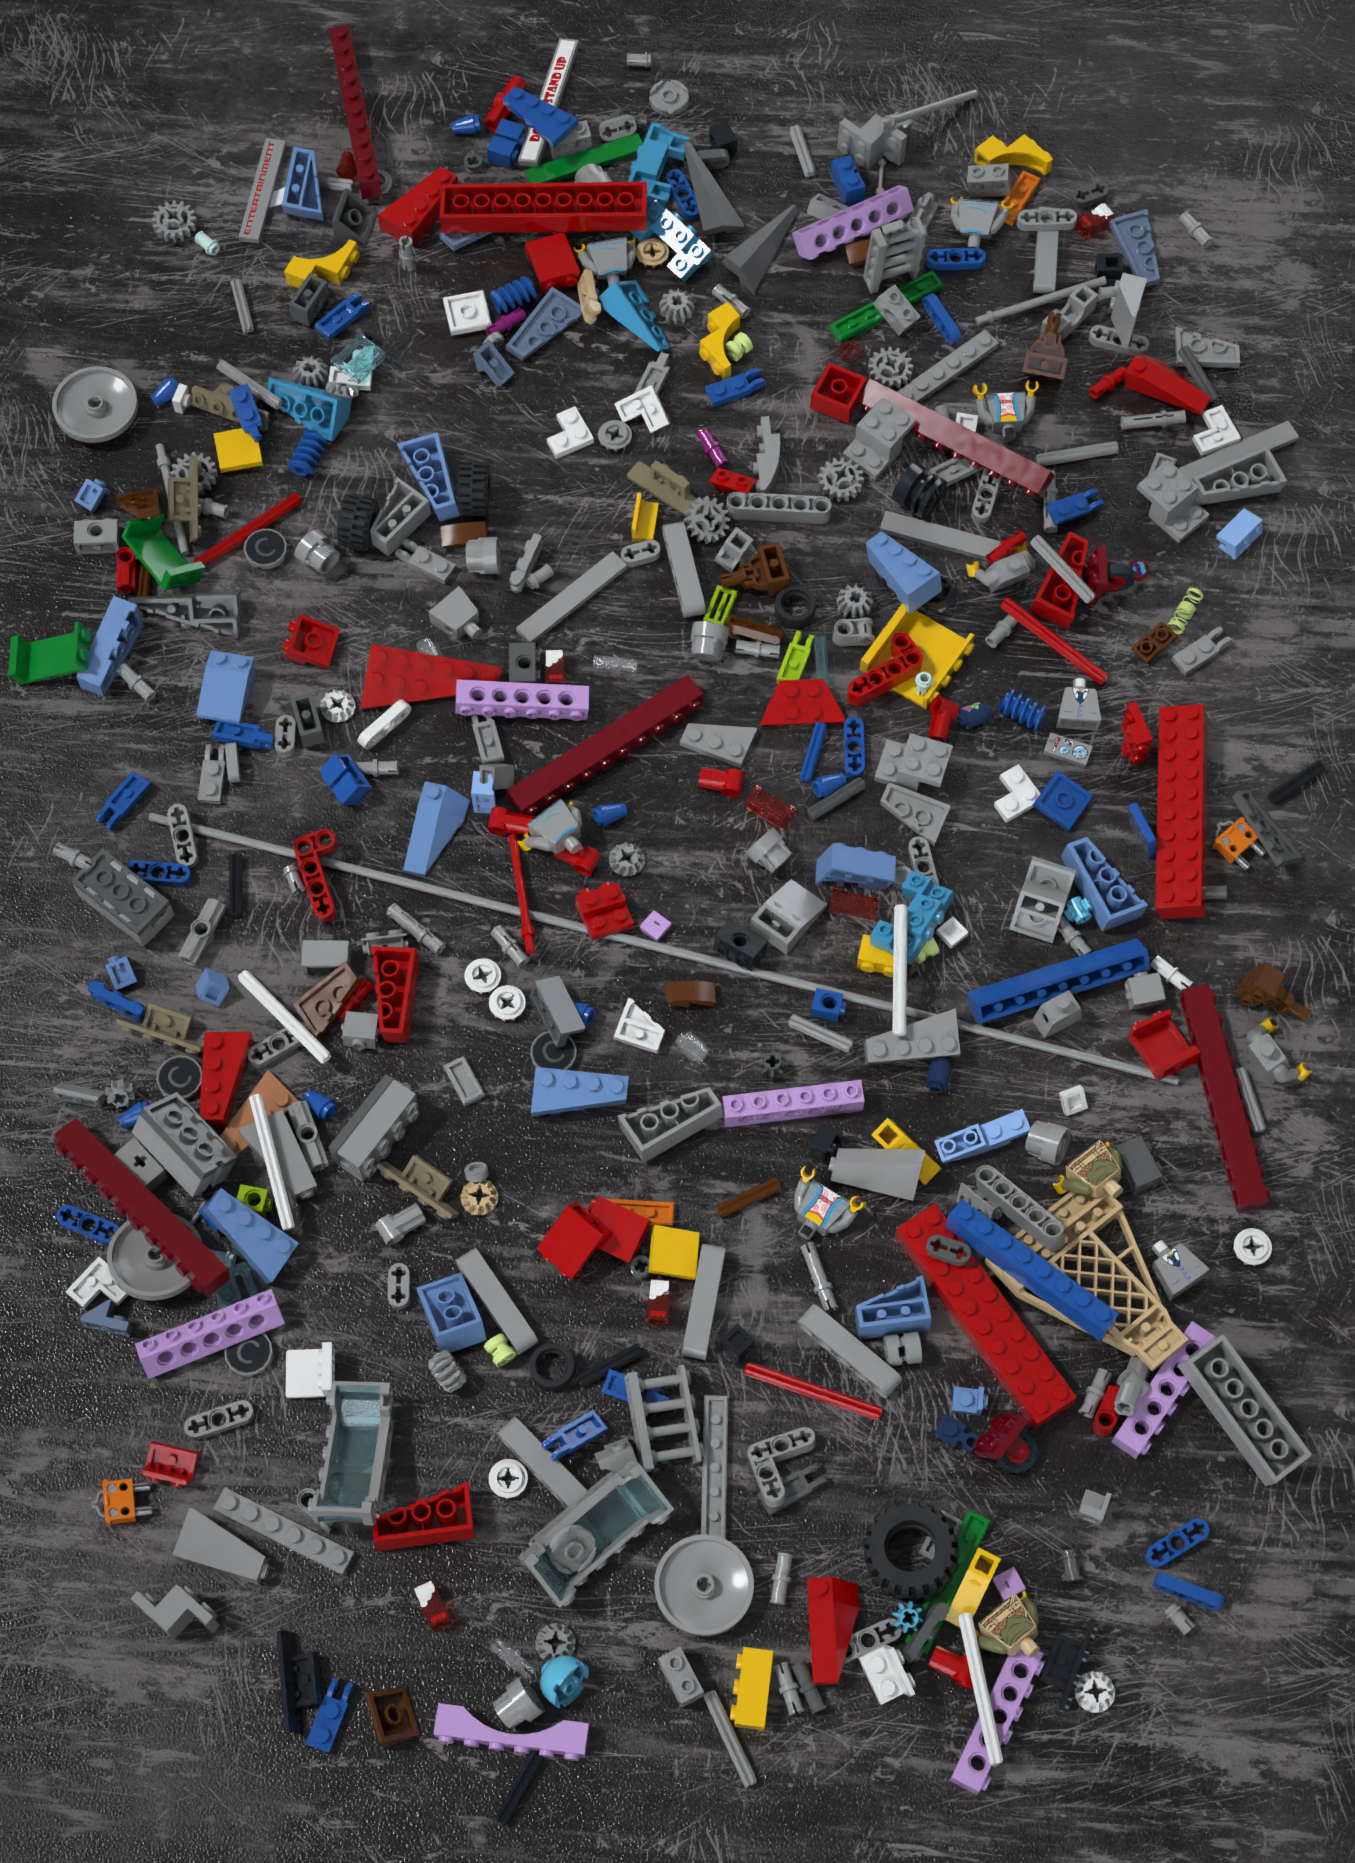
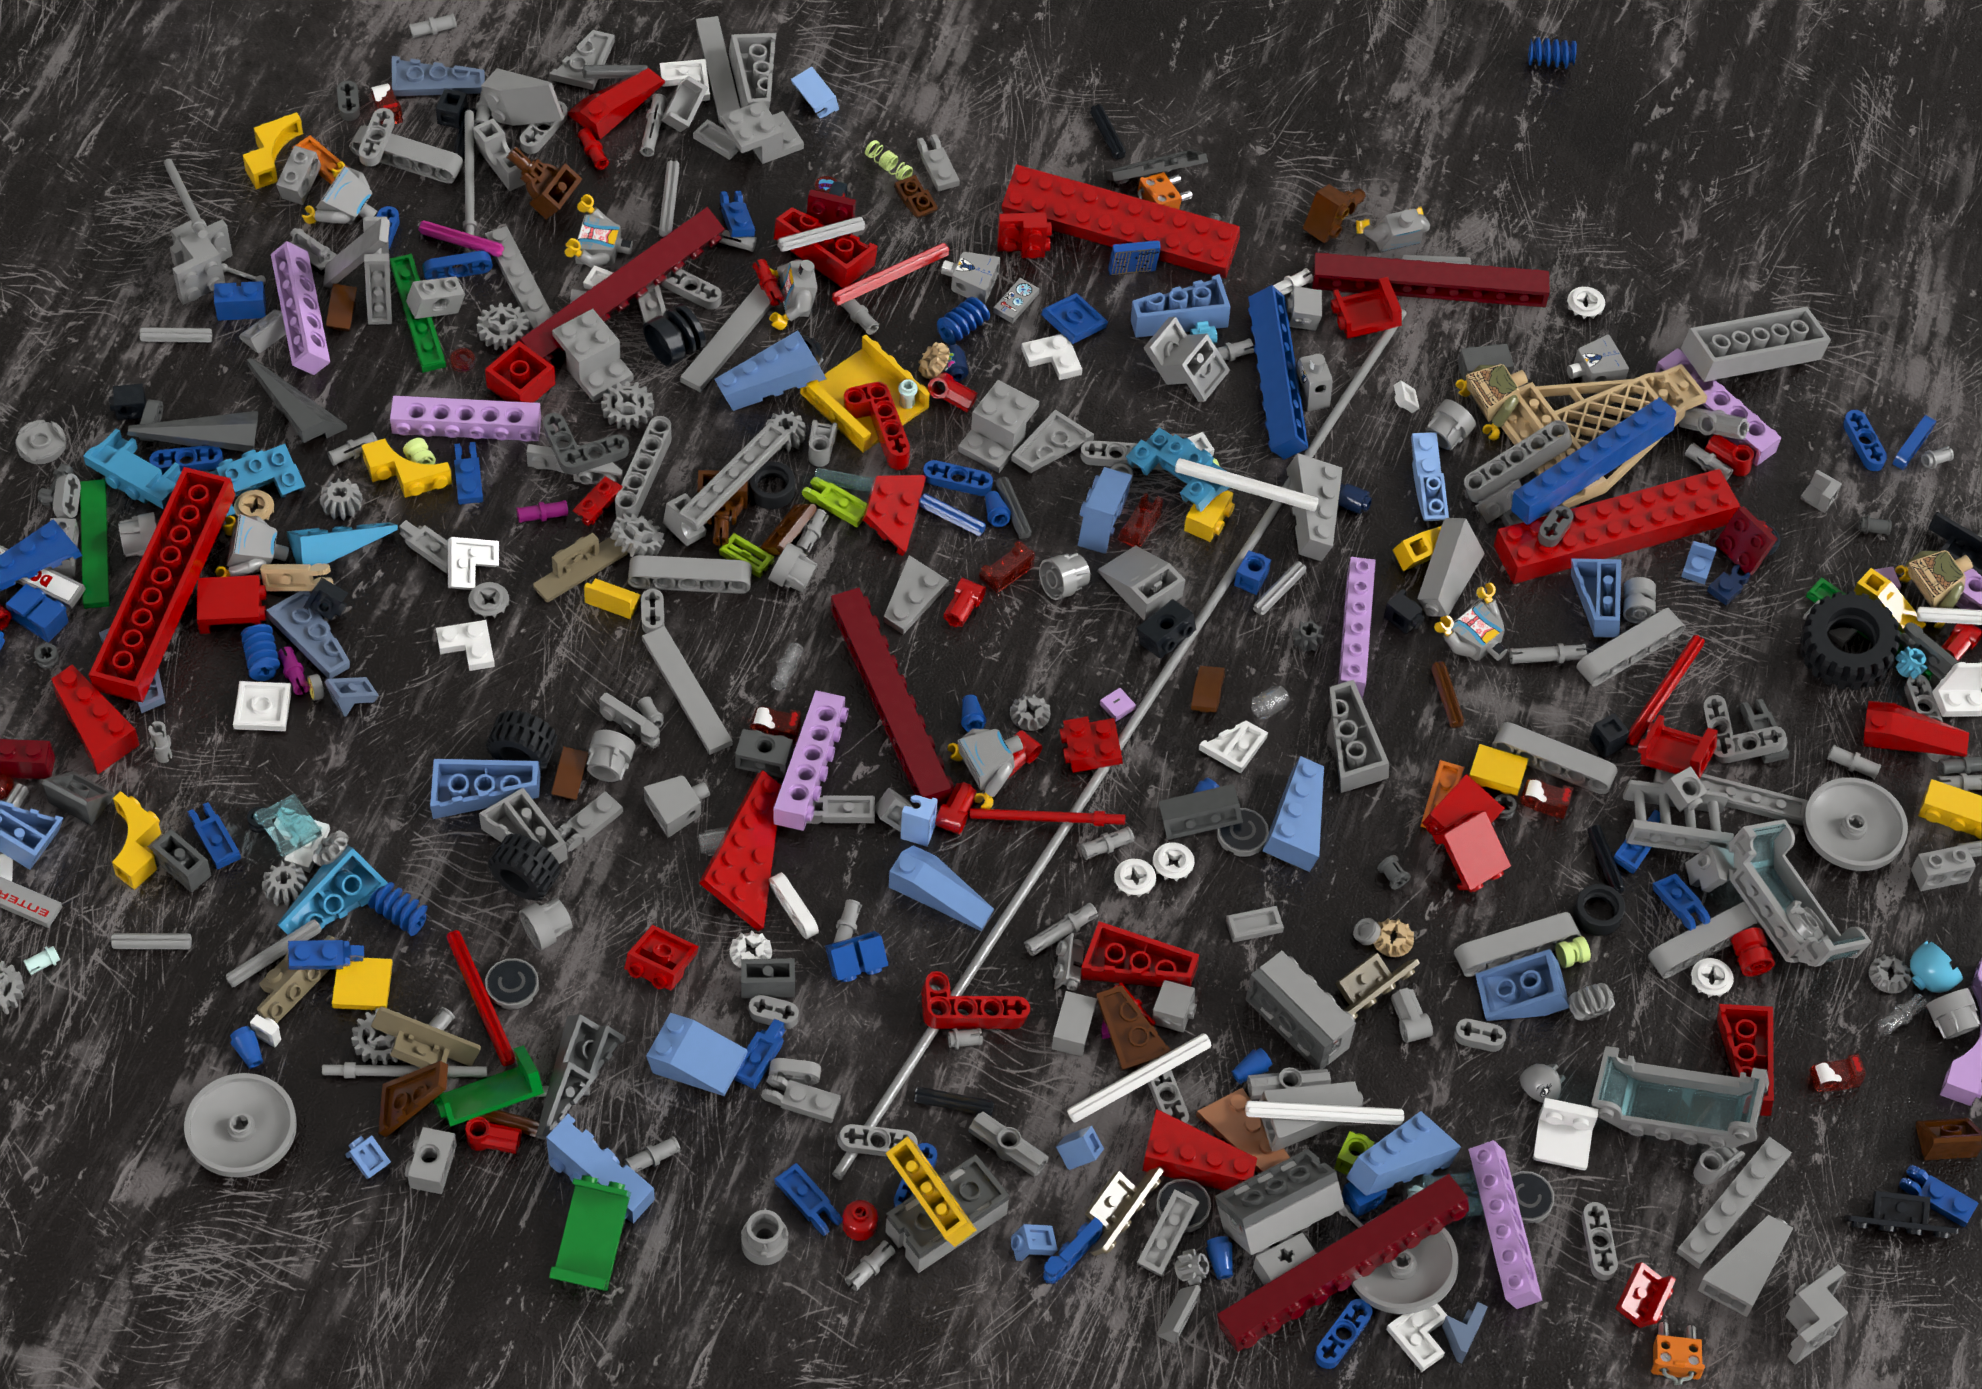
camera: 80 degrees left, 10 degrees down
(86, 785) = (764, 1250): none -> light grey piece
(108, 837) = (860, 1220): none -> red head
(116, 869) = (931, 1191): none -> yellow brick
(145, 1068) = (1168, 1233): none -> light grey plate
(357, 1345) = (1542, 1081): none -> light grey piece
(539, 1509) = (1752, 951): none -> red wheel
(545, 1176) = (1394, 872): none -> dark grey bush
(573, 322) = (327, 599): none -> black brick
(692, 1409) = (1690, 781): none -> light grey brick
(741, 1407) = (1676, 750): none -> red panel
(769, 448) = (574, 452): none -> dark grey beam
(777, 323) = (465, 418): none -> lavender brick
(778, 568) = (733, 476): none -> light grey tile
(970, 313) = (460, 238): none -> dark pink axle
(970, 697) = (934, 360): none -> tan gear
(1177, 433) = (684, 104): none -> light grey panel

